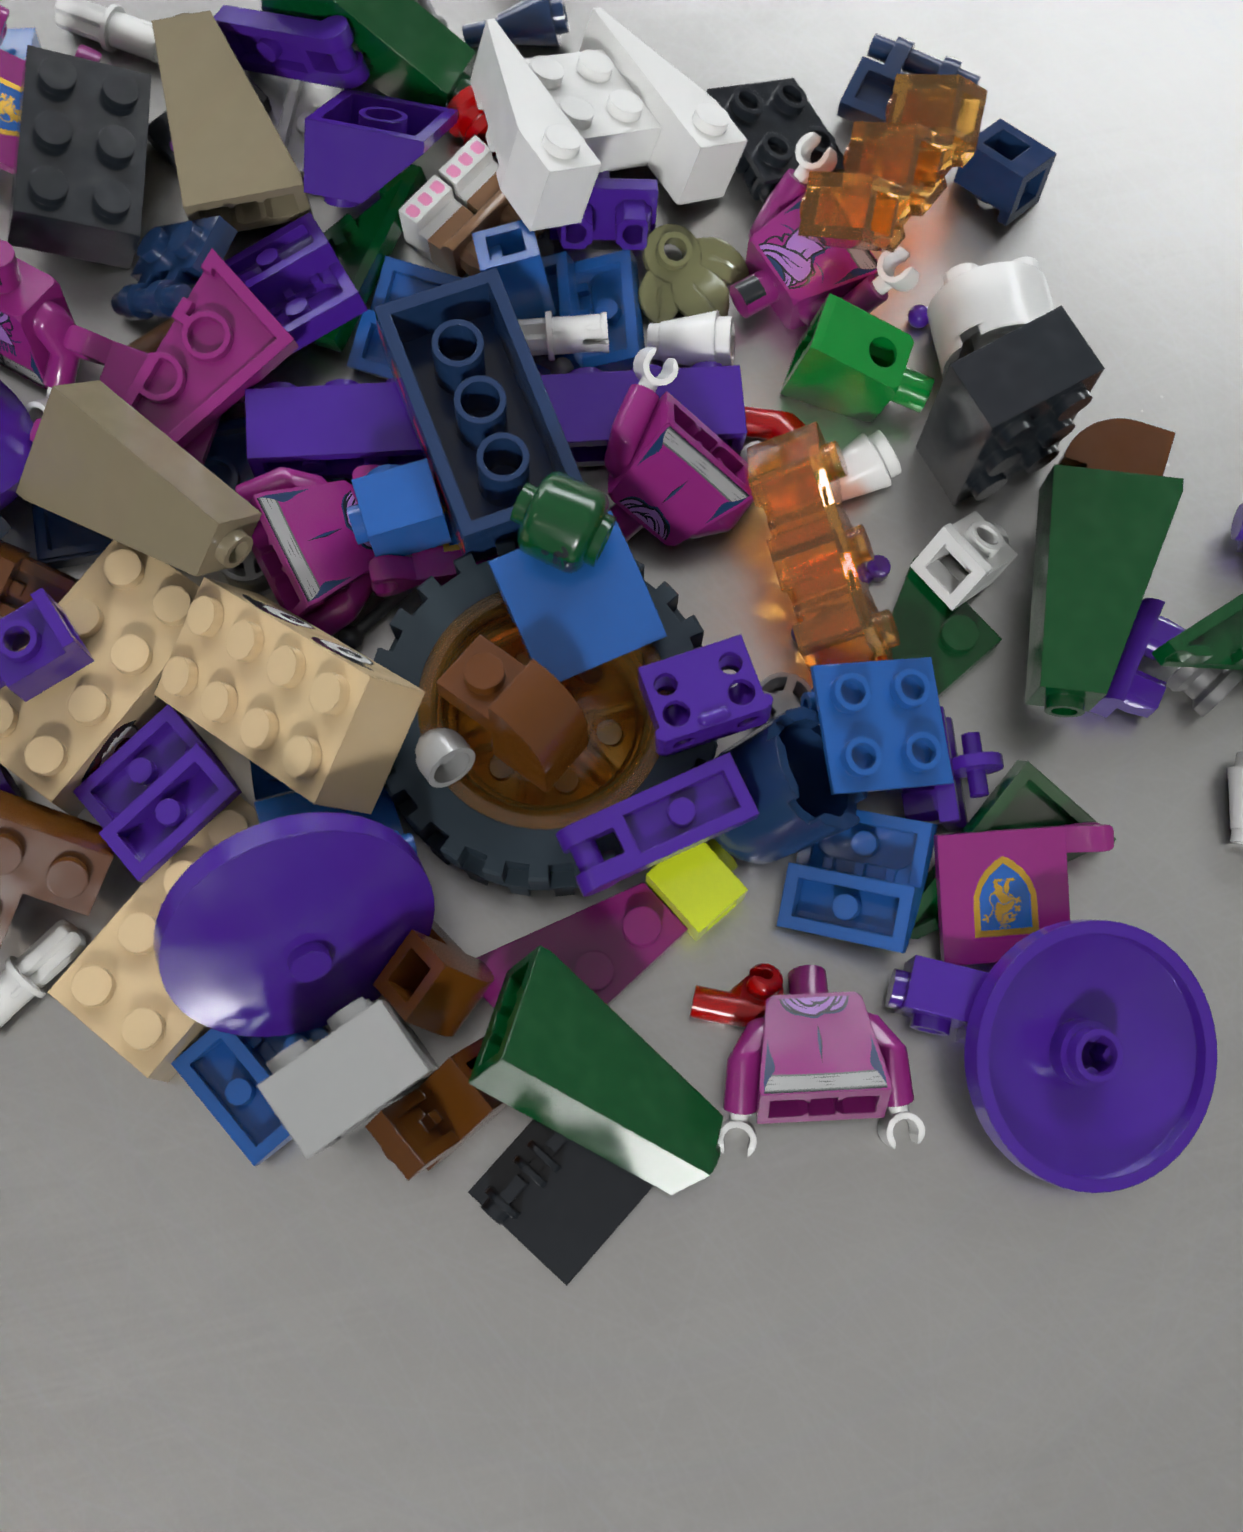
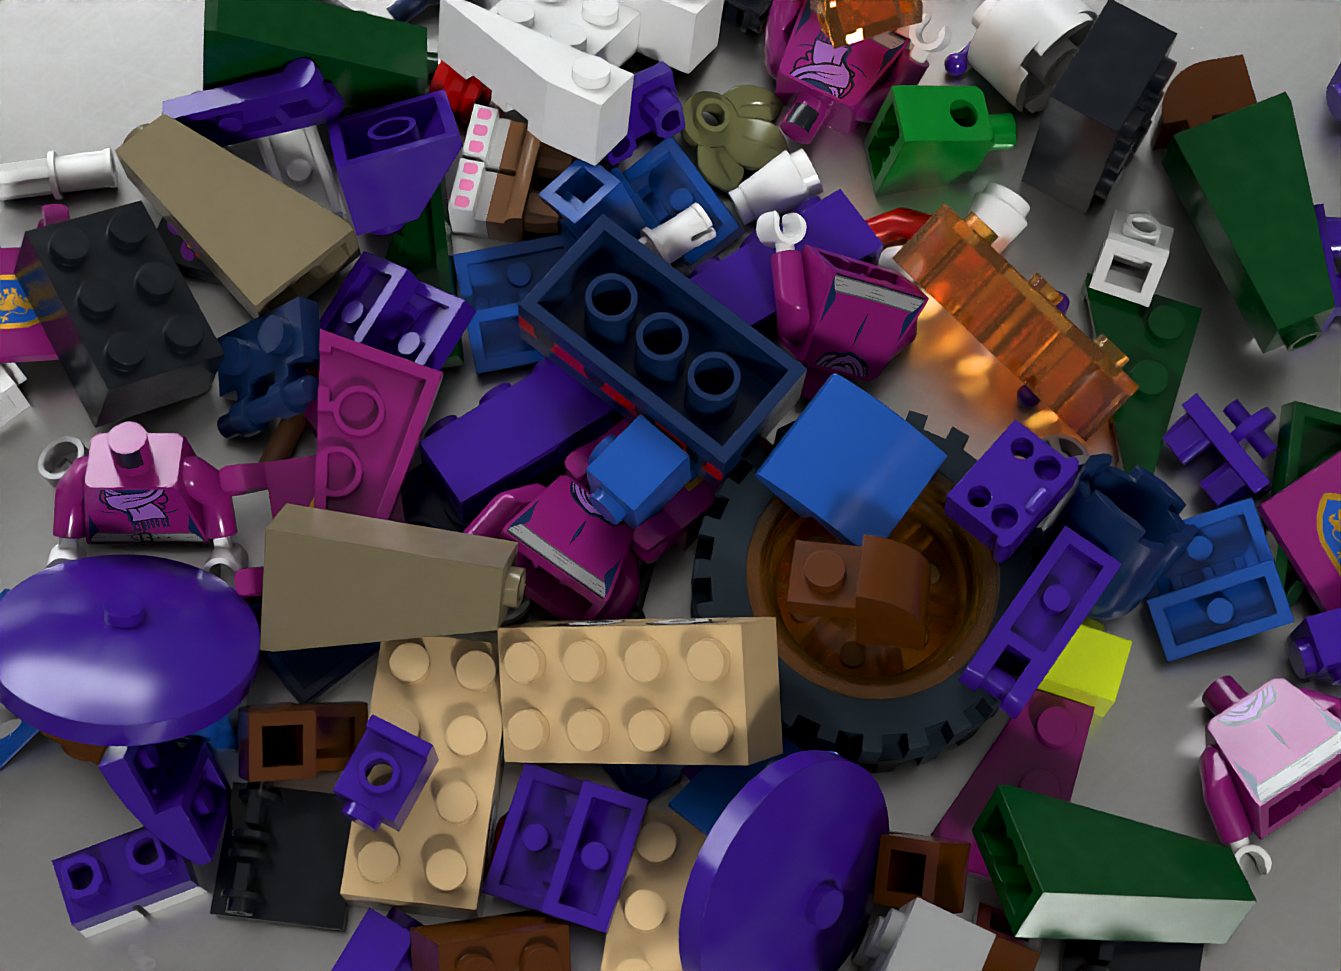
camera: 30 degrees left, 5 degrees down
(443, 756) = (820, 665): light grey hinge -> none
(563, 522) = (813, 403): dark green head -> none
(743, 1001) = (1179, 746): red arm -> none
(880, 725) = (1158, 436): blue hinge -> none

